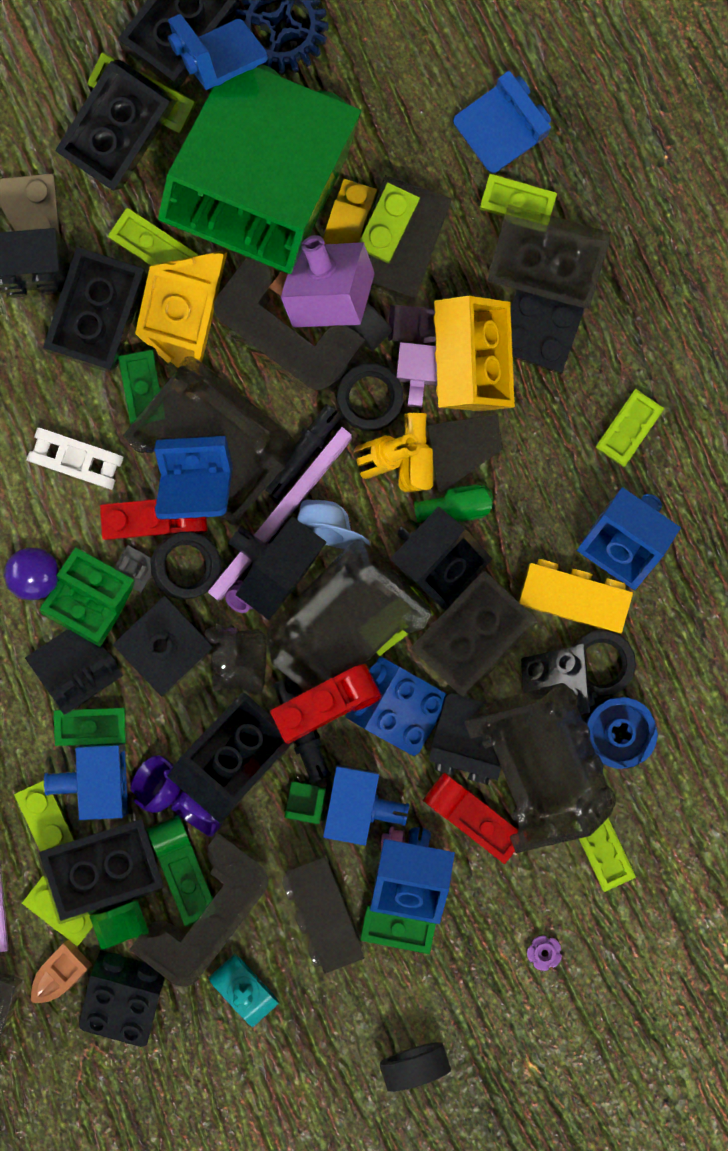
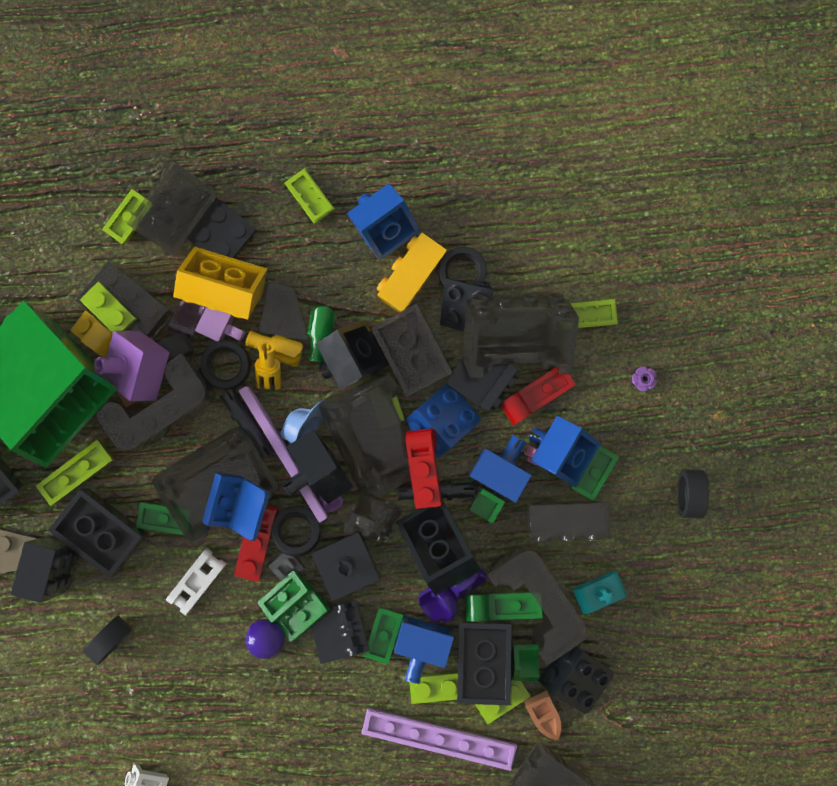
camera: 70 degrees left, 0 degrees up
(180, 305) = (115, 473): yellow wing -> none
(503, 123) = (70, 207): blue bracket -> none
(638, 724) = (514, 260): blue brick -> none

